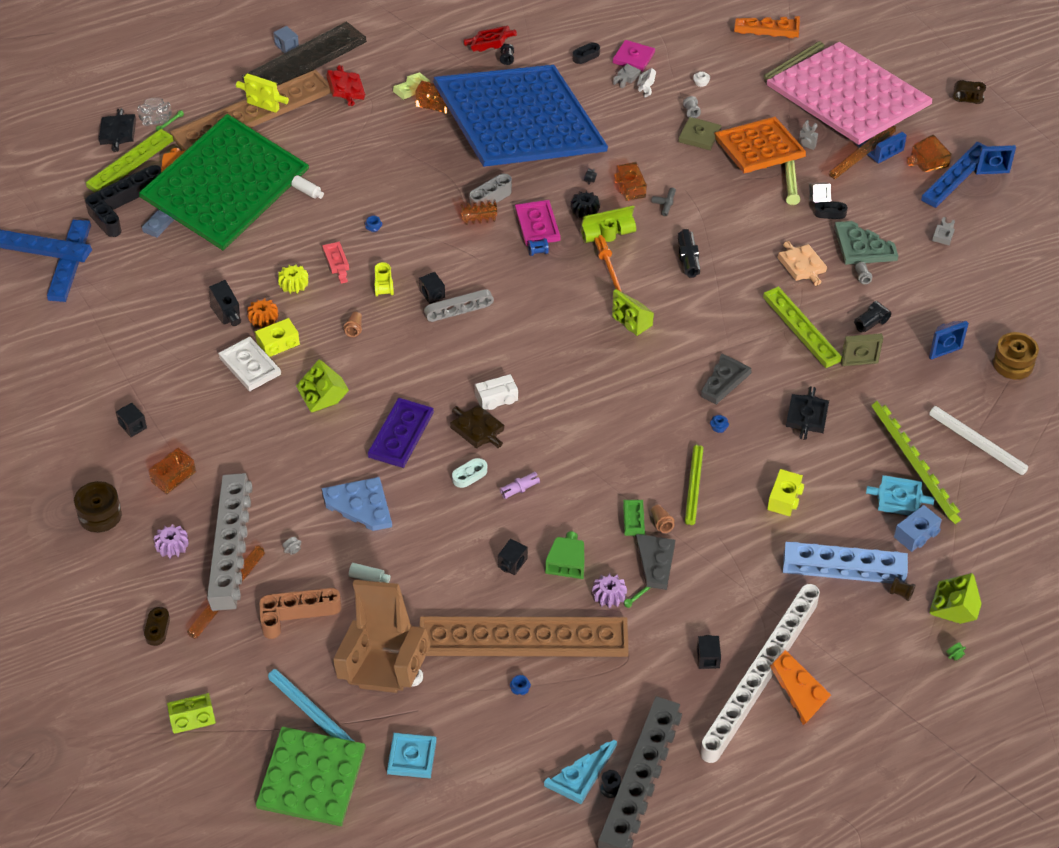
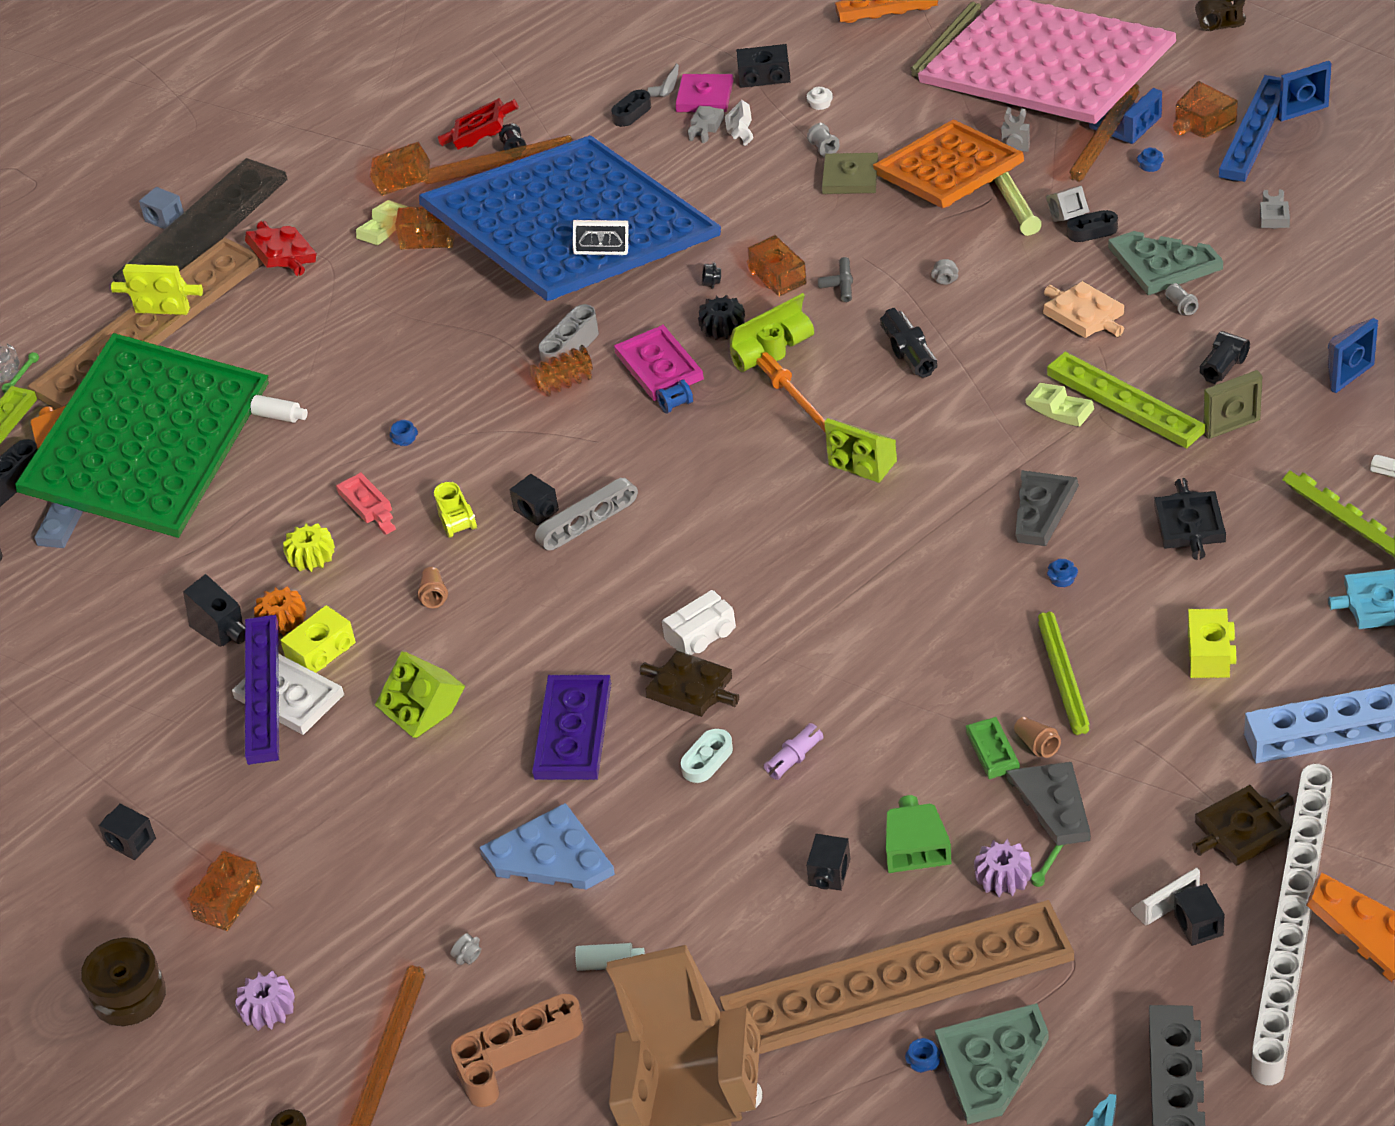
camera: 10 degrees left, 5 degrees down
(229, 542) = (364, 974): light grey brick -> none
(234, 358) = (261, 690): none -> dark purple plate
(433, 54) = (400, 168): none -> clear orange brick
(490, 64) = (491, 161): none -> clear orange axle
(529, 135) = (600, 237): none -> slope
(557, 698) = (991, 1058): none -> sand green plate
(614, 44) = (667, 85): none -> light grey bar
(675, 48) = (763, 65): none -> black brick
(690, 638) = (1163, 900): none -> white slope
(729, 214) = (945, 271): none -> light grey plate
(757, 607) = (1243, 824): none -> dark brown plate
(761, 319) = (1054, 403): none -> yellowish green slope
(884, 177) = (1150, 159): none -> blue plate

